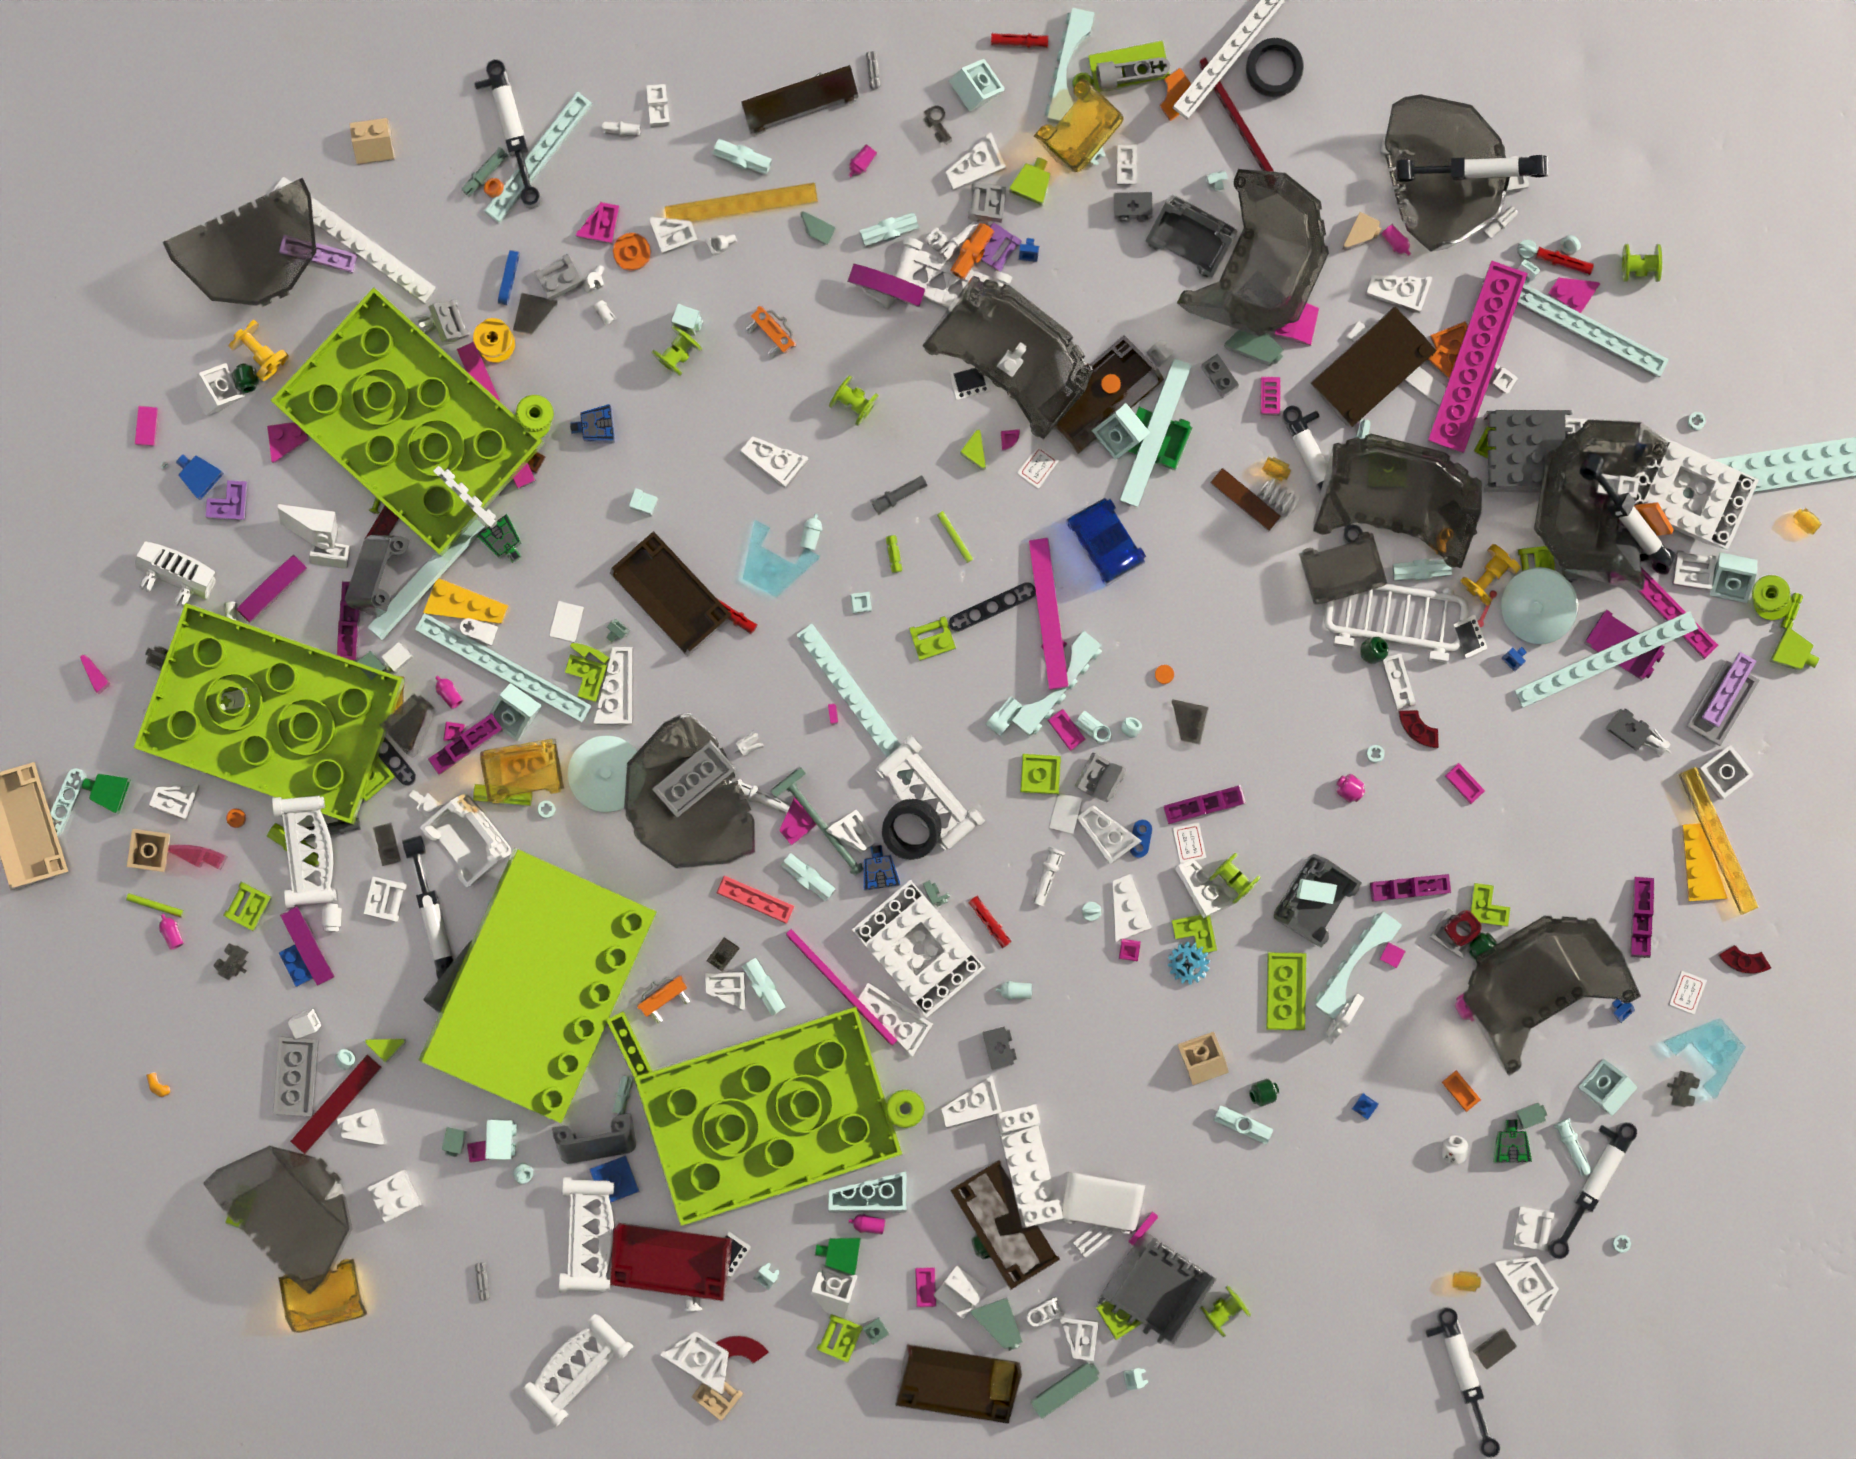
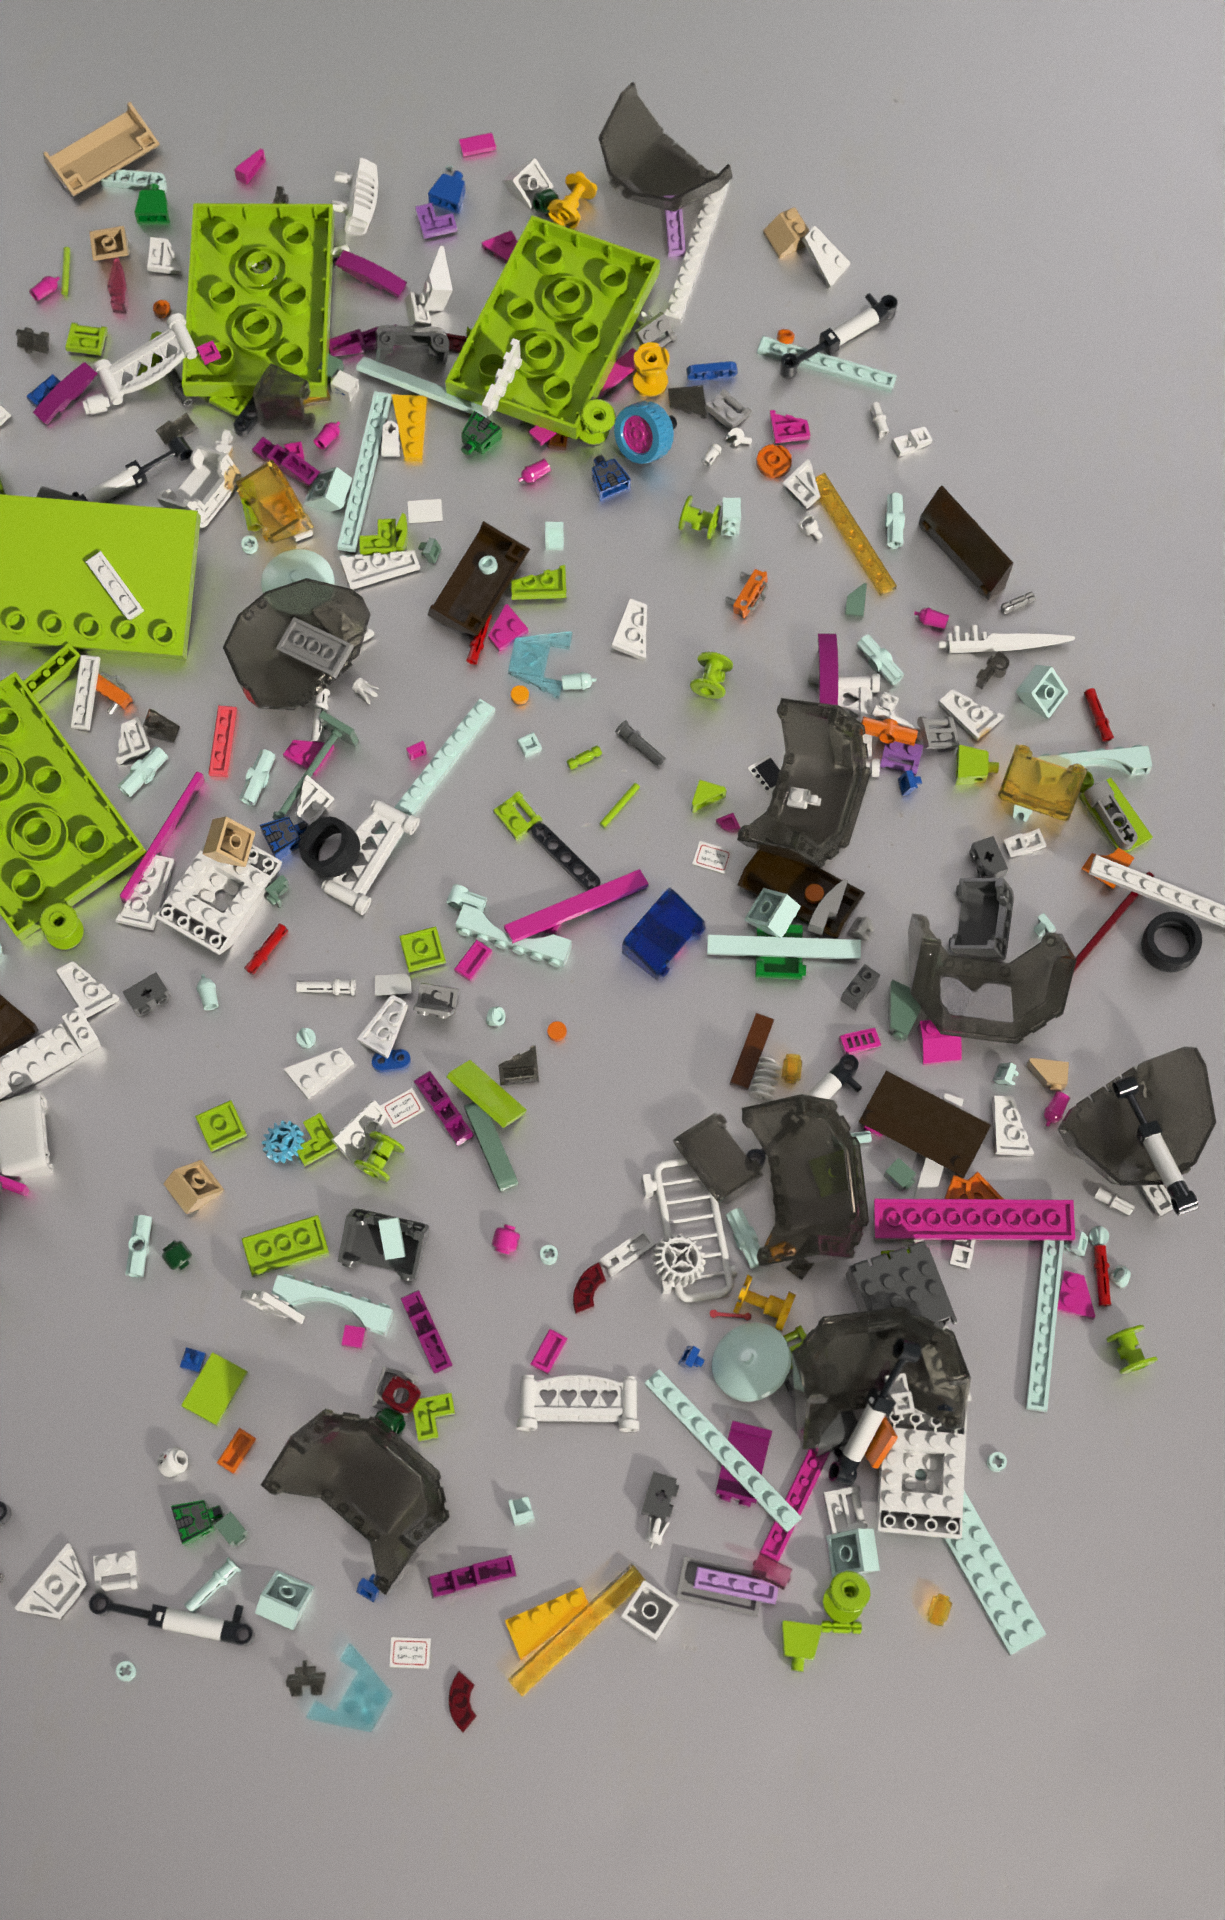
camera: 65 degrees right, 15 degrees down
(326, 784) = (208, 352): none -> dark pink plate
(378, 898) = (126, 436): white plate -> none
(415, 111) = (827, 256): none -> white wing
(489, 166) = (796, 325): sand green pin -> none
(563, 497) = (534, 471): none -> dark pink piece
(566, 371) = (644, 432): none -> dark azure wheel
(566, 955) = (114, 586): none -> white tile
(655, 578) = (488, 564): none -> light aqua tile
(661, 1018) = (85, 692): none -> white tile
(694, 532) = (542, 586): none -> lime wing
(728, 583) = (506, 629): none -> dark pink wing
(805, 594) = (519, 695): none -> light orange piece
(879, 923) = (228, 842): none -> tan slope
(906, 122) = (997, 642): none -> white piece
(1092, 727) = (482, 982): light aqua piece -> none
(1129, 949) = (279, 1084): dark pink tile -> none
(1134, 377) = (827, 908): none -> light grey slope
(1152, 1016) = (221, 1125): none -> lime plate
(1206, 760) = (486, 1093): none -> lime tile
(1255, 772) = (491, 1147): none -> sand green beam
(1348, 273) = (1005, 1073): none -> light aqua tile
(1374, 650) = (649, 1216): dark green head -> none
(1398, 1094) = (214, 1389): none -> lime tile
(1411, 407) = (900, 1175): none -> sand green brick
(1433, 651) = (692, 1272): none -> white gear
(1466, 1281) = (41, 1519): clear yellow brick -> none
(1470, 636) = (697, 1306): black sticker -> none
(1514, 813) = (534, 1409): none -> white piece
(1599, 855) = (521, 1511): none -> light aqua panel
(1726, 654) = (771, 1571): none -> clear pink piece

